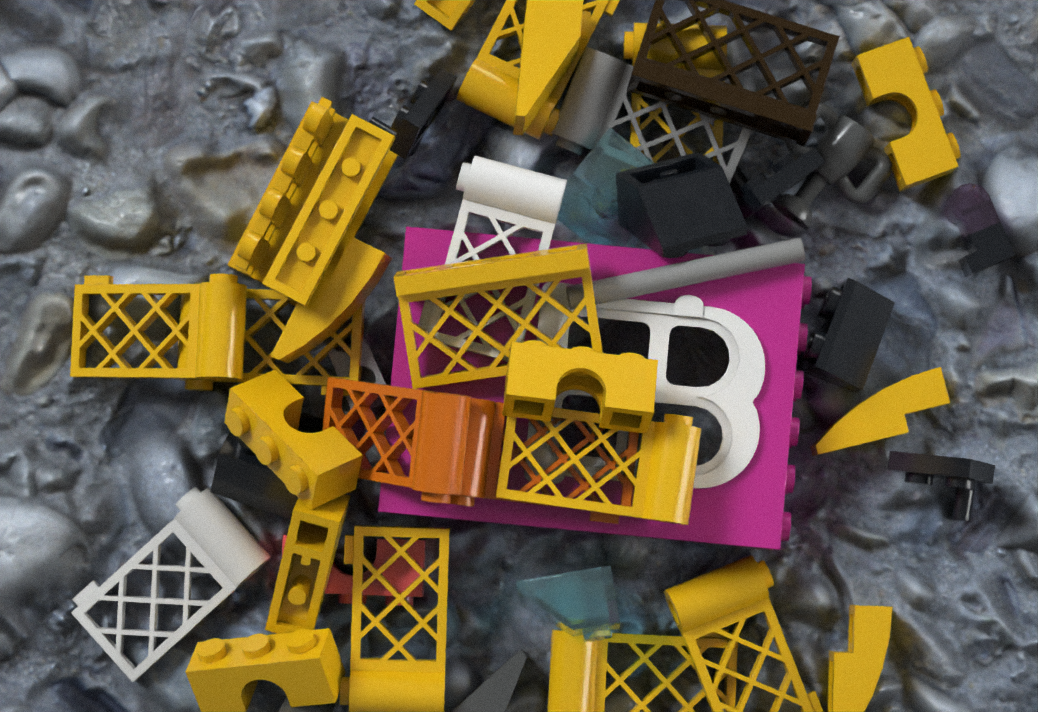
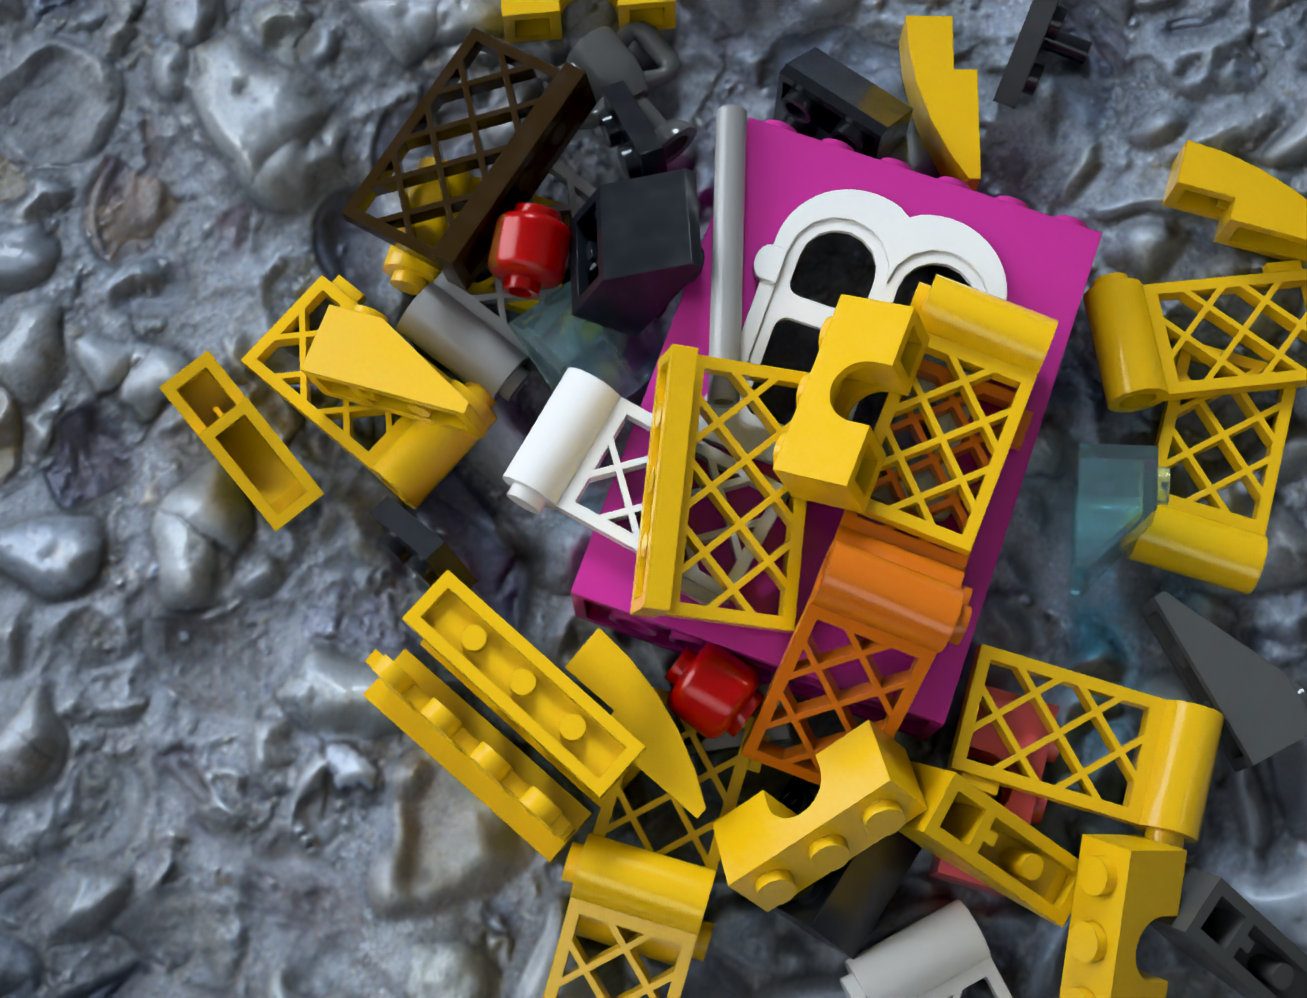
camera: 75 degrees left, 10 degrees down
(364, 345) = (713, 690): none -> red head
(664, 128) = (529, 250): none -> red head

